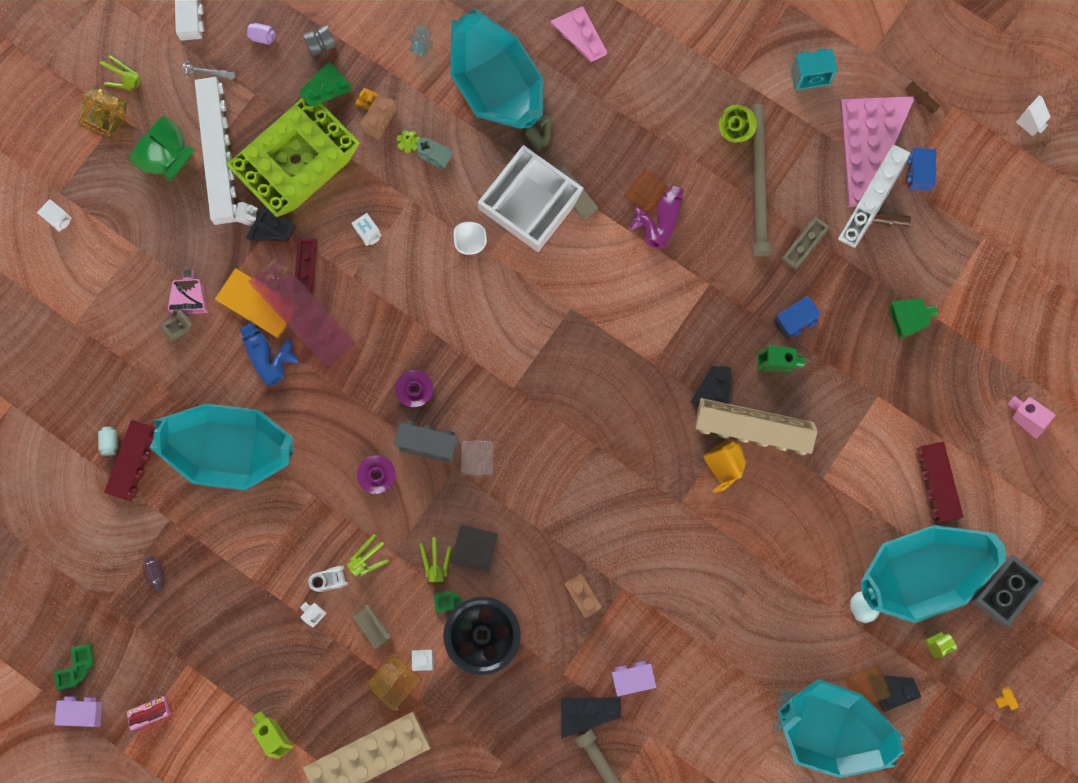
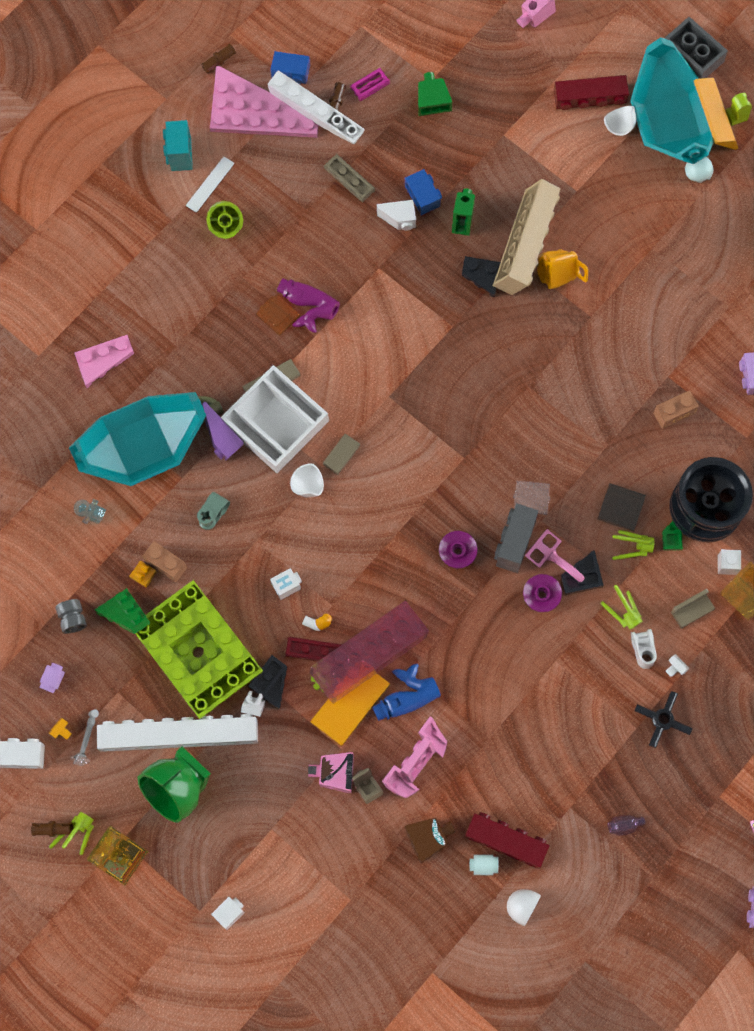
camera: 85 degrees left, 5 degrees down
(74, 480) = (521, 905): none -> white helmet
(82, 663) = (713, 904): green tile -> none
(123, 53) = (51, 828): none -> reddish brown pin
(131, 386) = (428, 837): none -> reddish brown torso
(213, 48) = (59, 728): none -> light orange tile
(219, 376) = (400, 780): none -> bright pink piece
(222, 445) = (502, 736): teal panel -> none
(250, 599) = (666, 712): none -> black bar
(331, 266) = (318, 624): none -> arm
(398, 513) = (590, 570): none -> black wing
(408, 141) = (193, 537): lime plant -> none
(418, 481) = (551, 555): none -> bright pink piece
(504, 151) = (221, 435): none -> medium lavender slope
(504, 268) = (341, 454): none -> dark tan tile
(761, 247) = (348, 214): dark tan piece -> none
(769, 297) = (398, 214): none -> white slope
(781, 109) = (210, 184): none -> white sticker
(910, 516) = (621, 120): none -> white helmet
(911, 257) = (371, 87): none -> dark pink tile
(932, 619) = (715, 113): none -> light orange slope

